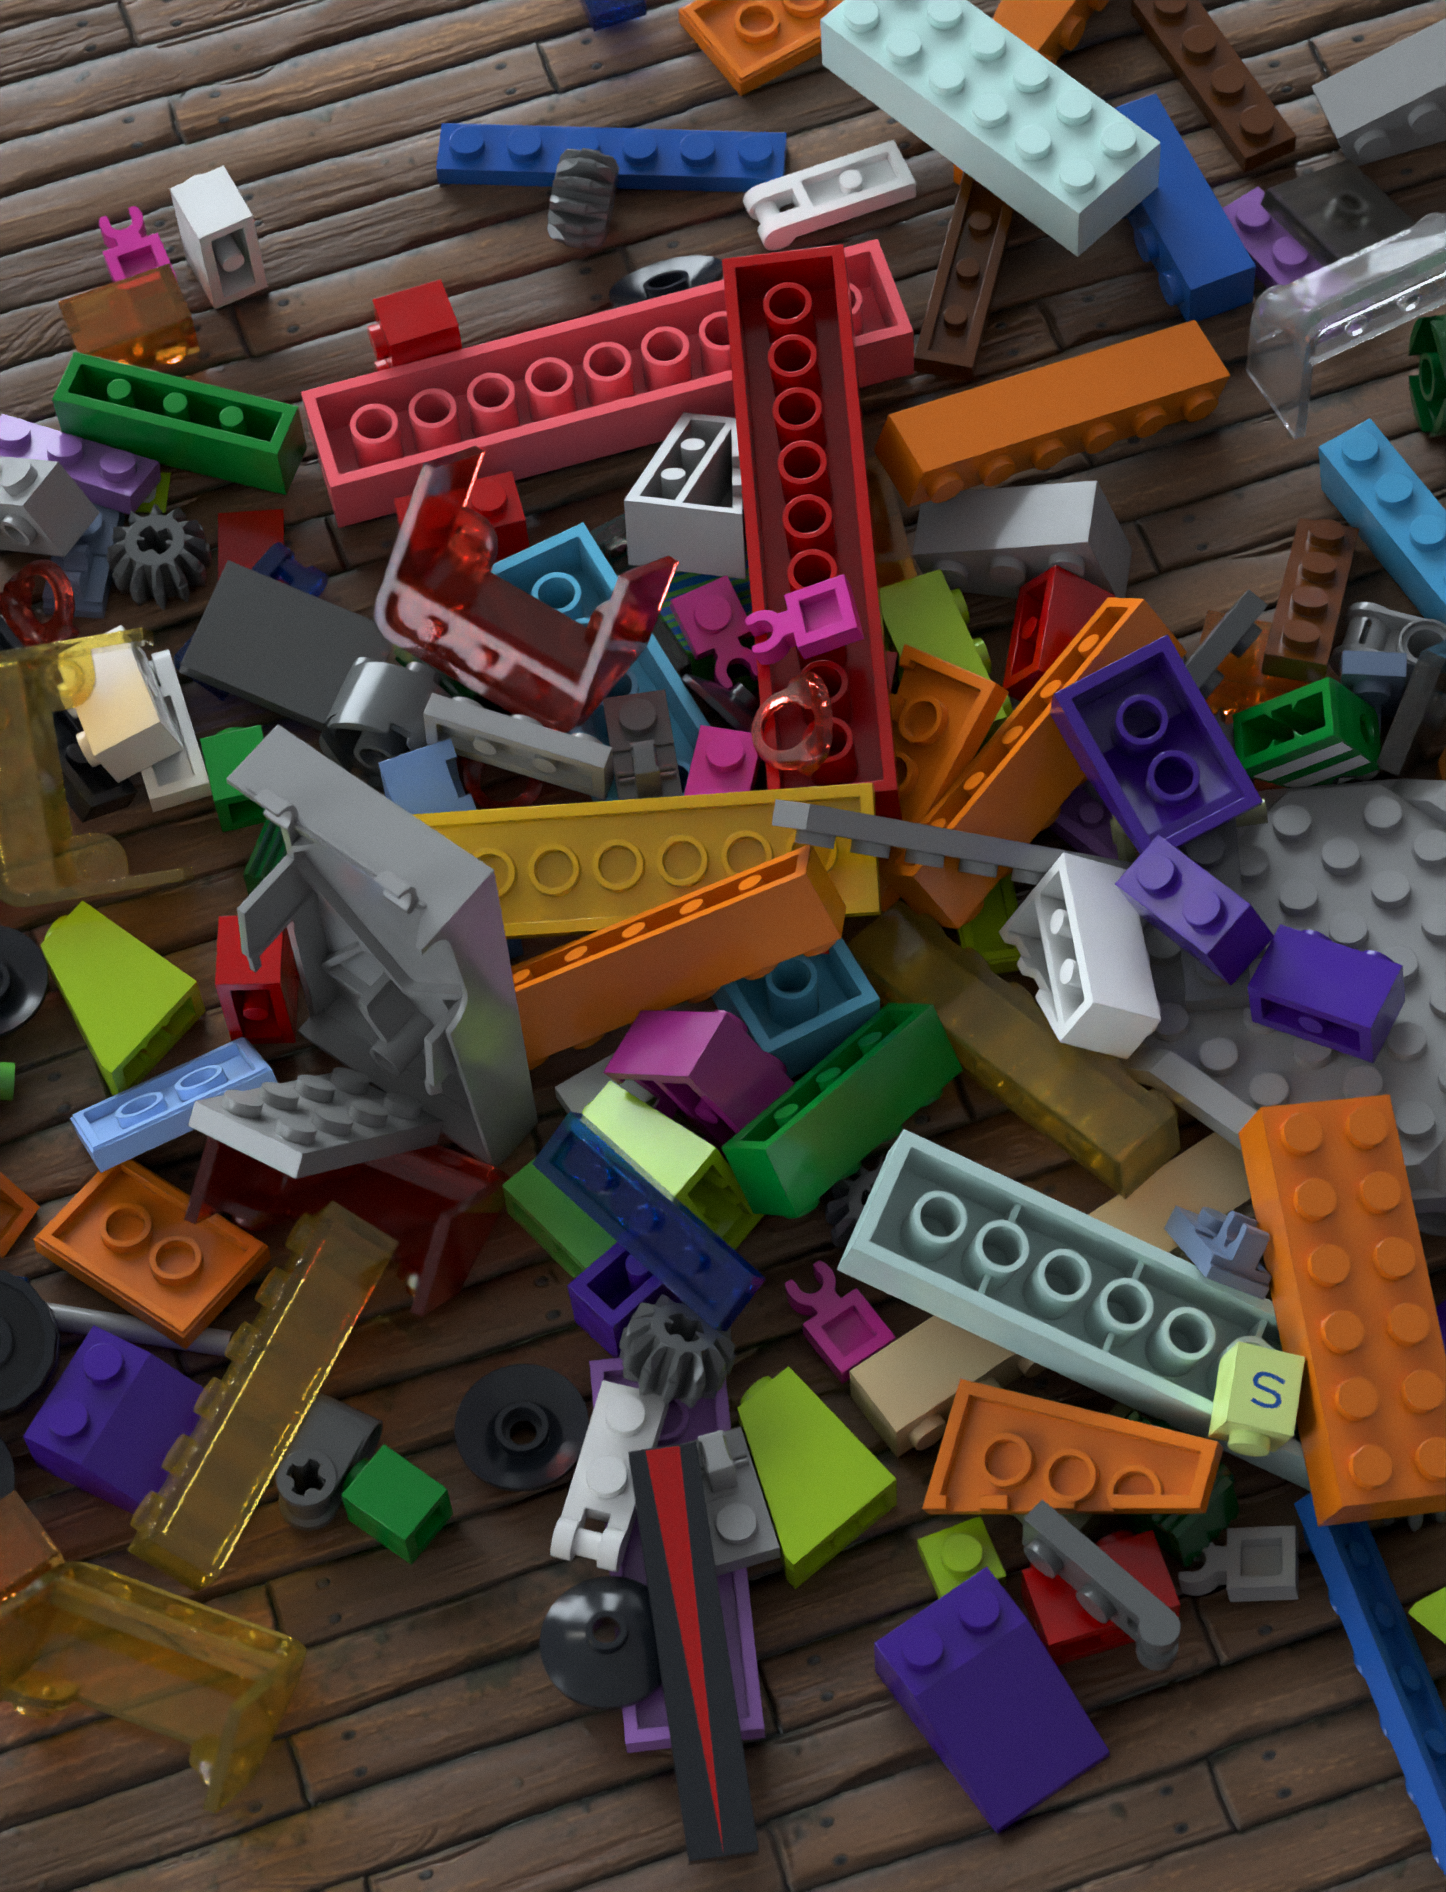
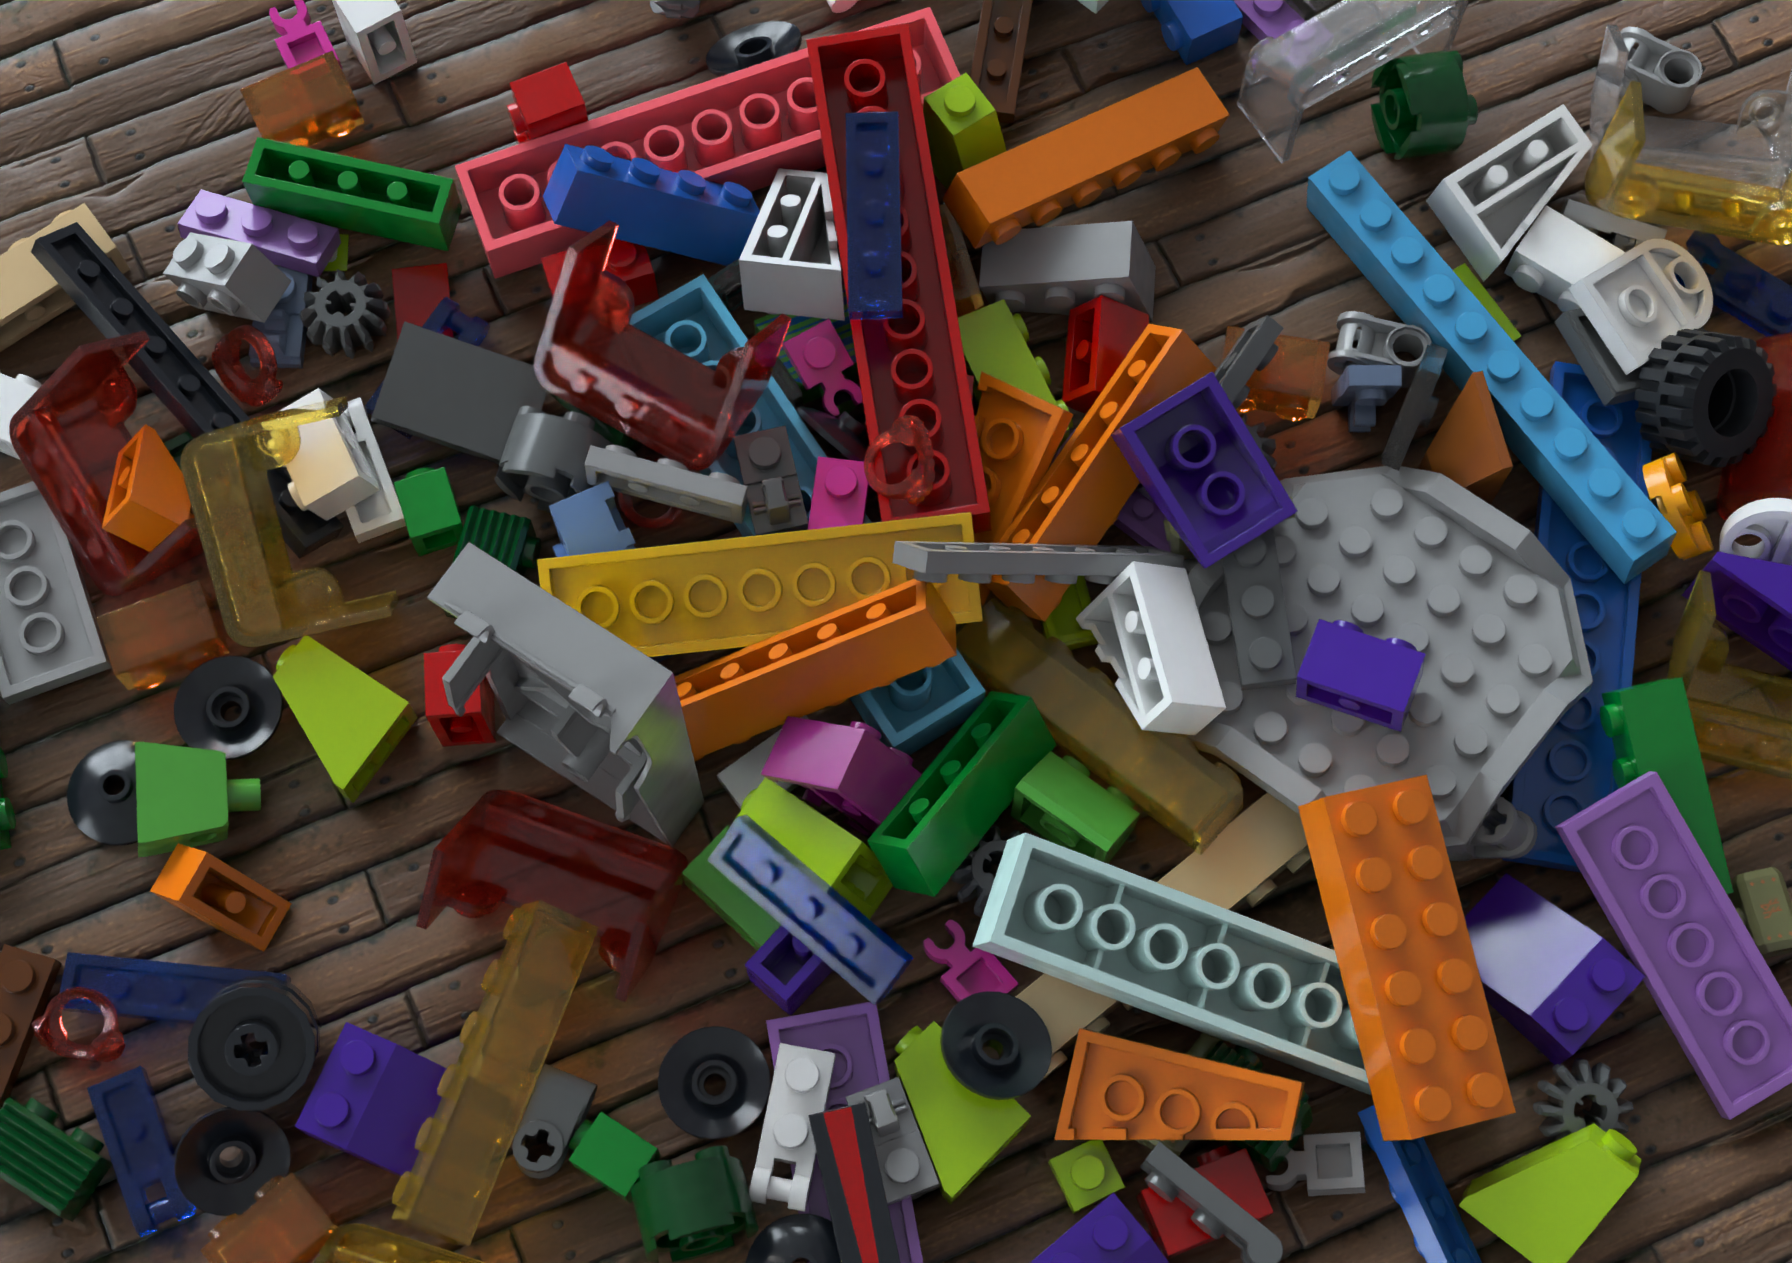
camera: 10 degrees left, 10 degrees up
(132, 1329) = (387, 1010): light grey bar -> none
(137, 1250) = (371, 938): orange tile -> none
(163, 1105) = (397, 813): light blue tile -> none
(317, 1122) = (520, 836): light grey plate -> none
(484, 1556) = (693, 1205): none -> dark green brick
(527, 440) = (651, 204): none -> blue brick
(675, 1353) = (839, 1019): dark grey gear -> none
(784, 452) = (874, 215): none -> clear blue plate
(815, 622) = (912, 367): dark pink plate -> none
(864, 1372) = (1010, 1029): none -> black dish
(898, 367) = (960, 128): none -> lime slope
(978, 1128) = (1073, 810): none -> bright green slope
(1194, 910) = (1249, 612): dark purple brick -> none
(1223, 1247) = (1289, 905): sand blue plate -> none
(1256, 1399) = (1331, 1044): yellowish green brick -> none
(1309, 737) = (1337, 436): green torso -> none
(1310, 600) = (1311, 314): reddish brown plate -> none

